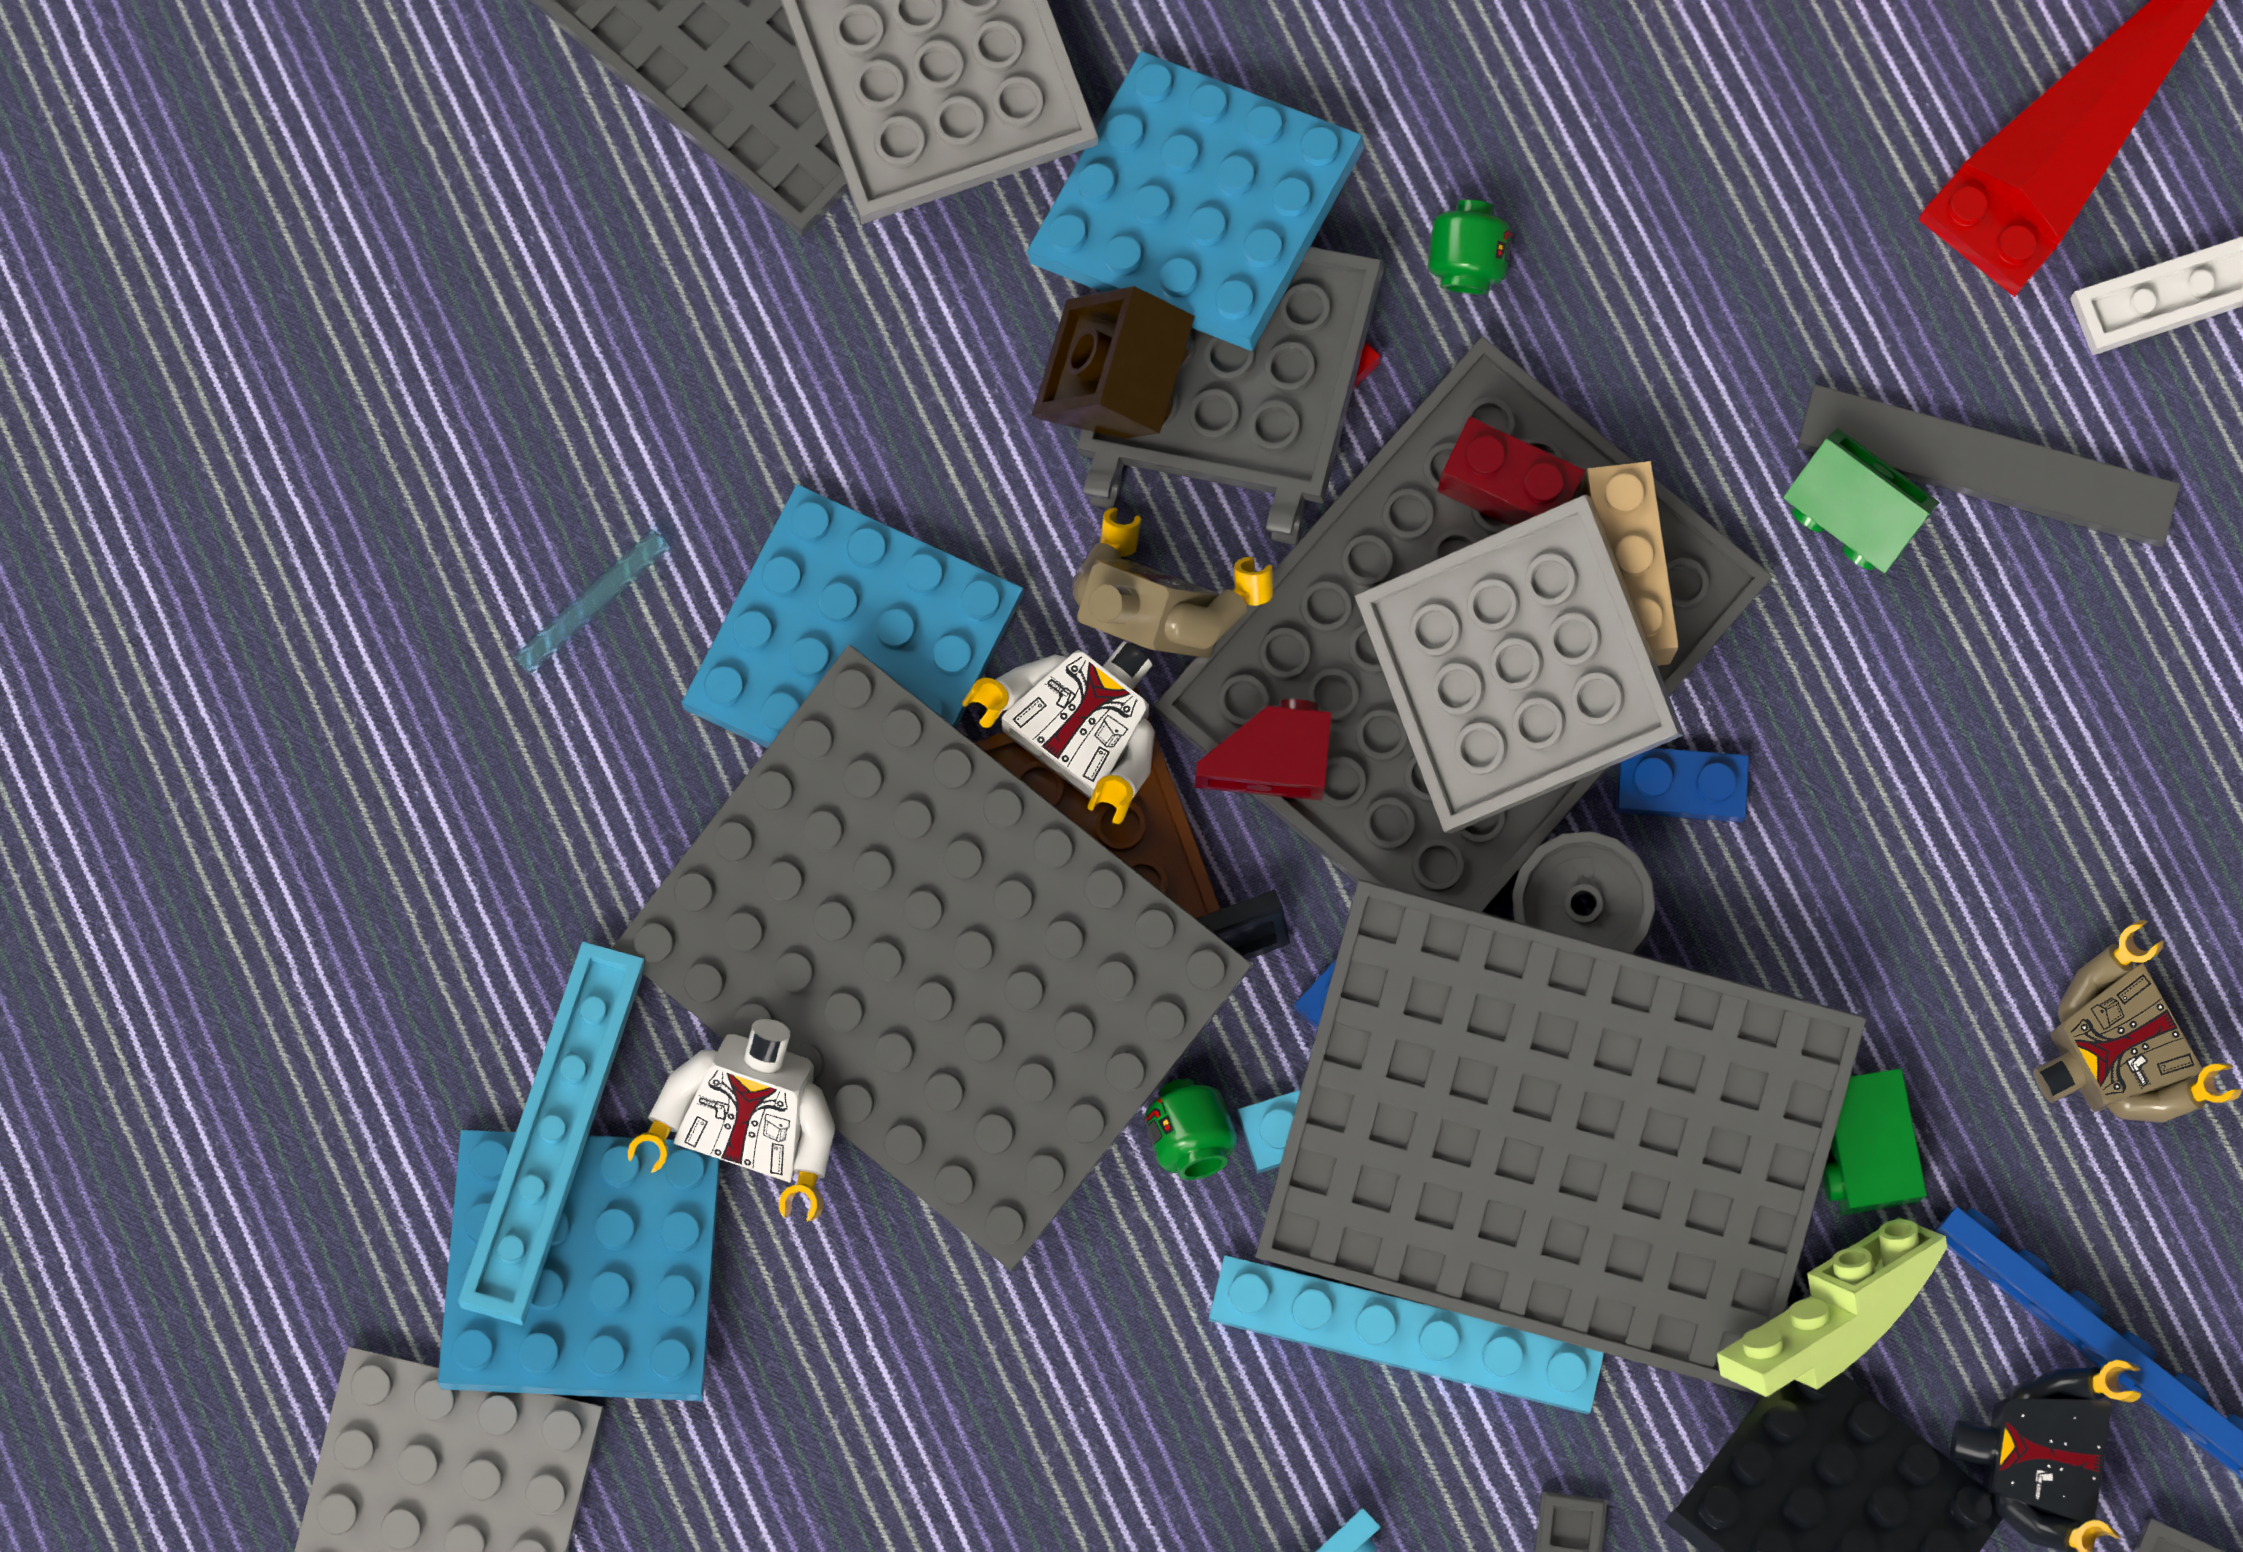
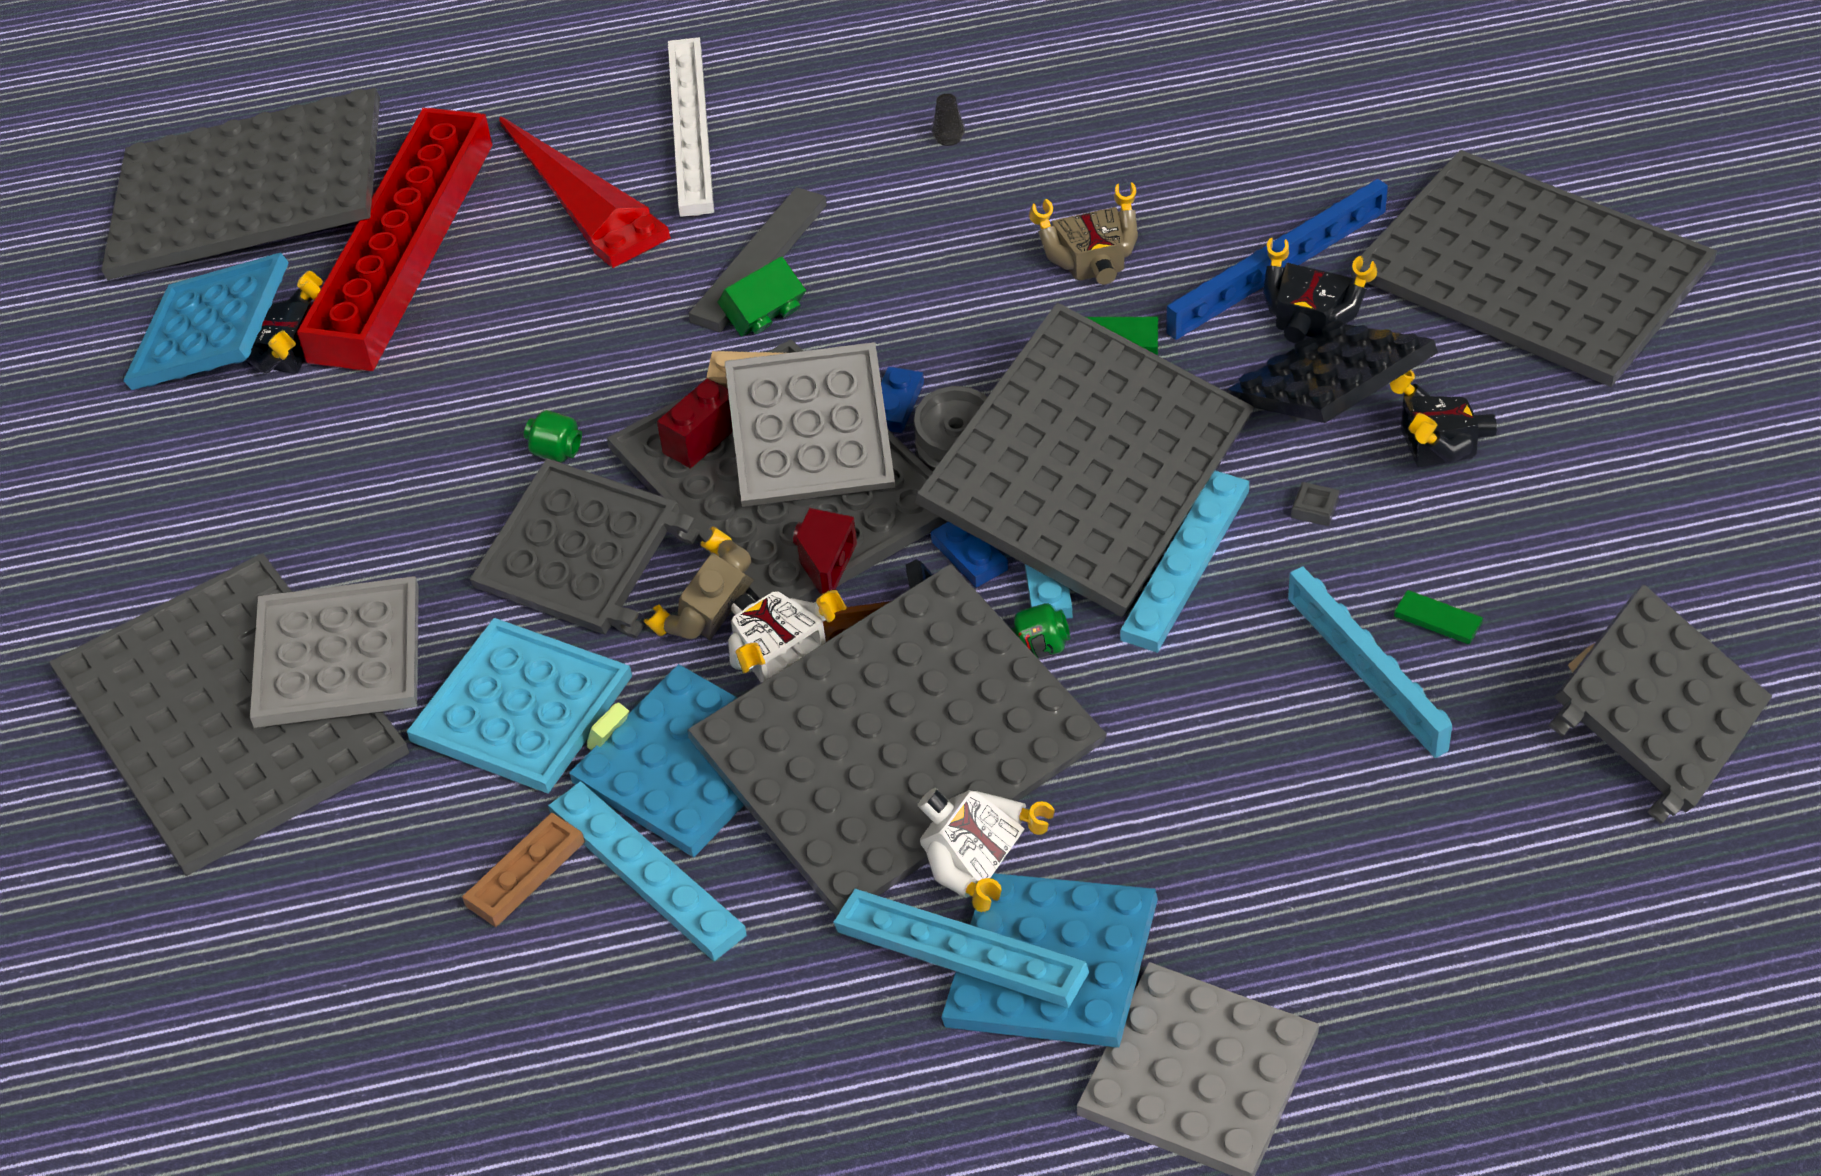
camera: 70 degrees left, 30 degrees down
(591, 602) = (605, 899): clear light blue piece -> none
(613, 473) = (523, 869): none -> medium nougat plate
(650, 647) = (650, 872): none -> medium azure plate
(882, 516) = (606, 725): none -> yellowish green tile
(914, 372) = (520, 705): none -> medium azure plate
(1114, 363) = (557, 589): dark brown slope -> none
(1197, 198) = (474, 545): dark azure plate -> none
(1847, 1312) = (1212, 359): yellowish green slope -> none

